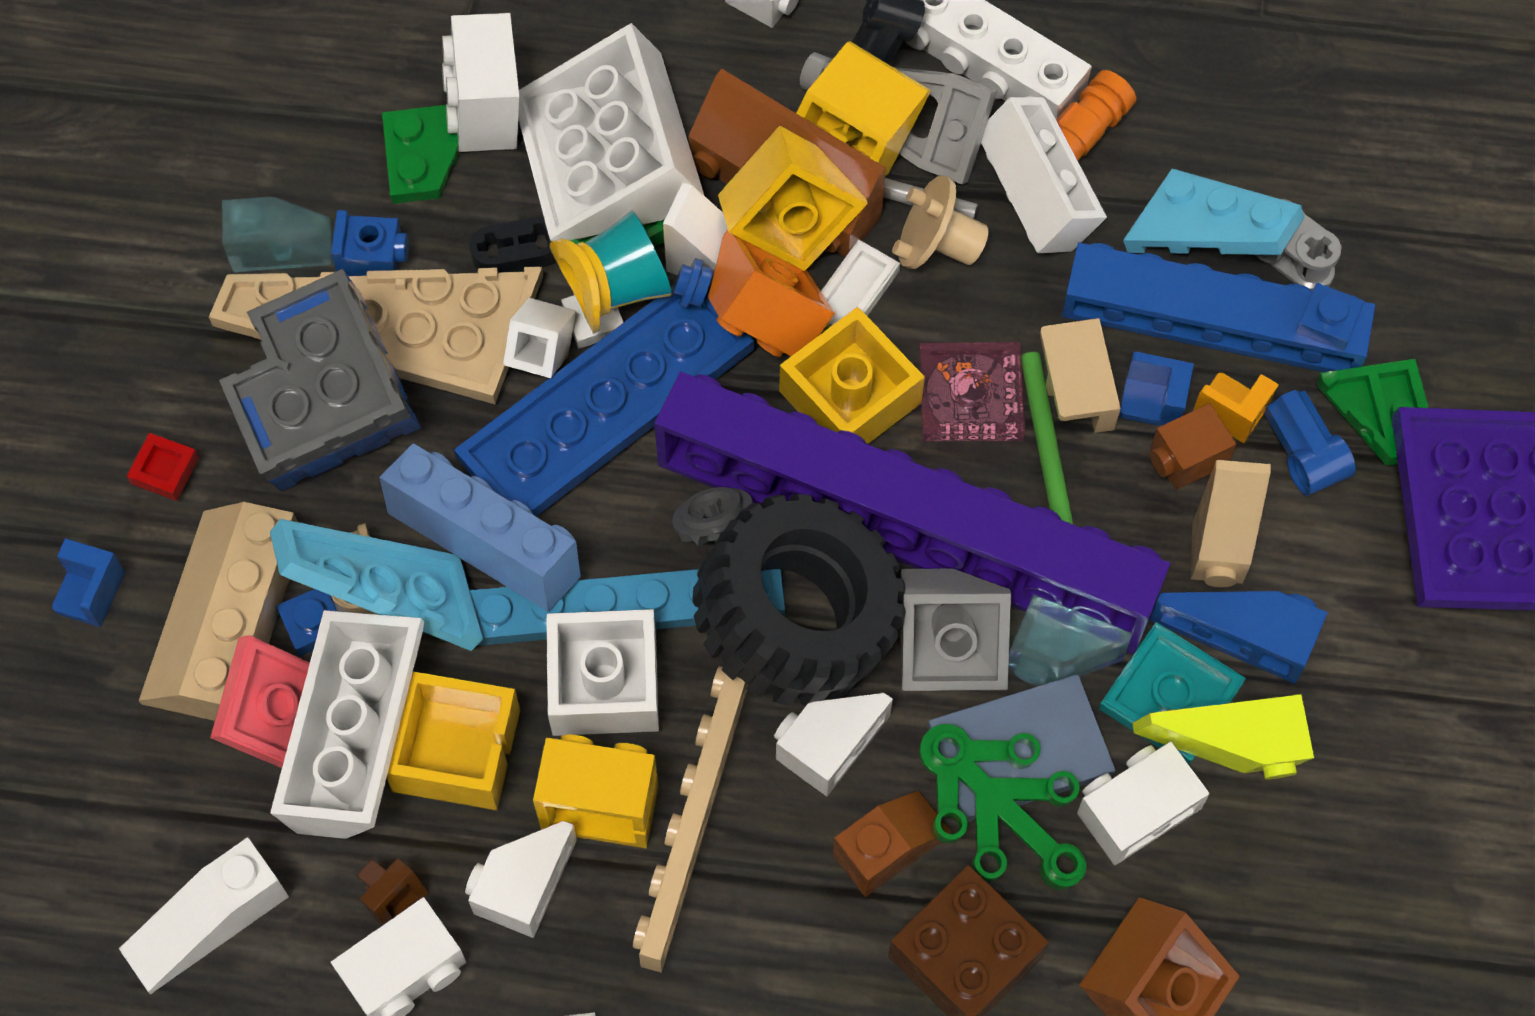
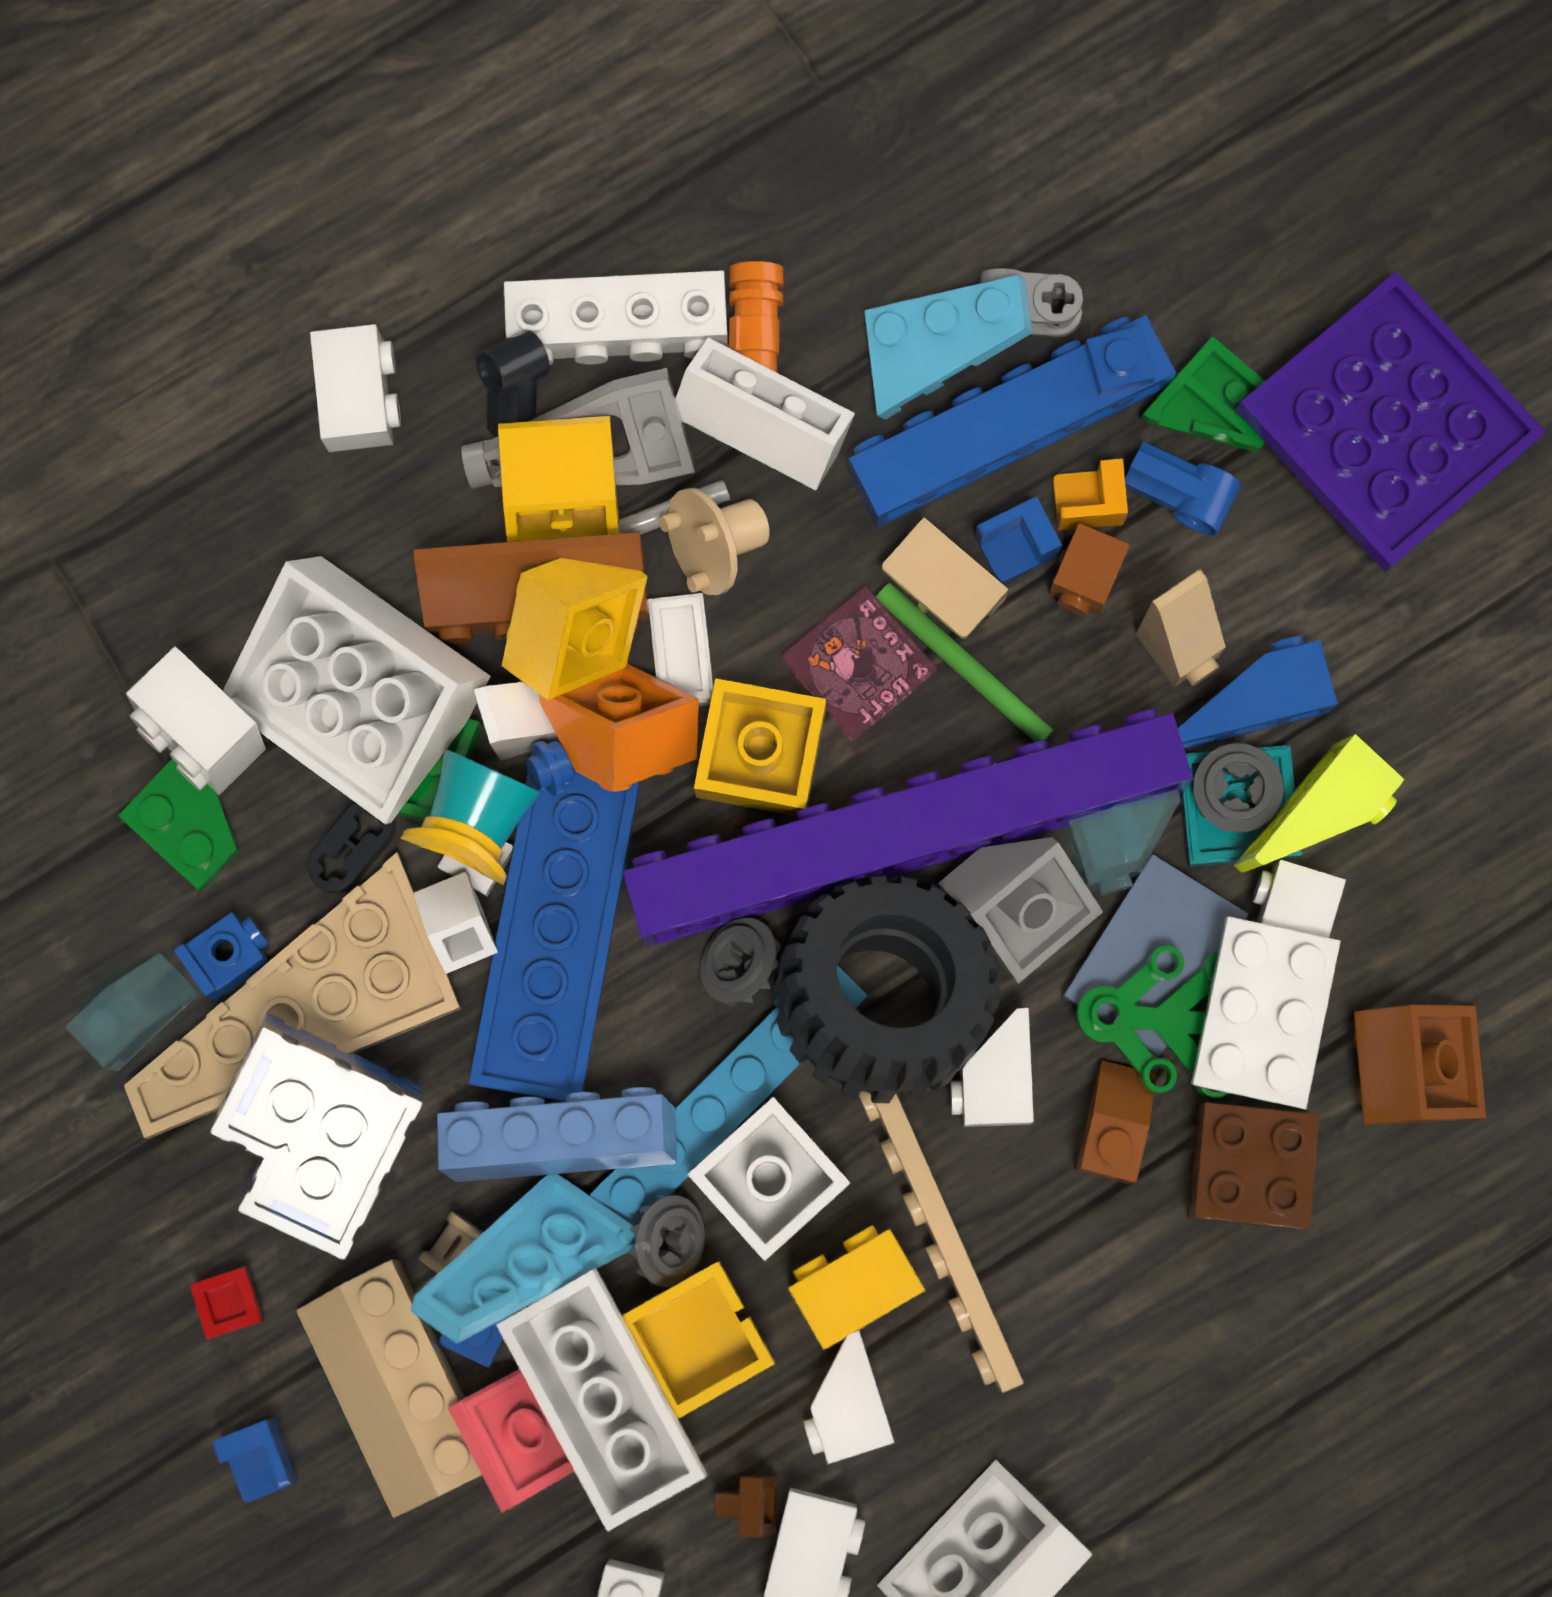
camera: 35 degrees left, 15 degrees up
(510, 640) = (684, 1240): none -> dark grey gear
(1068, 837) = (1265, 1012): none -> white plate
(1197, 657) = (1239, 762): none -> dark grey gear

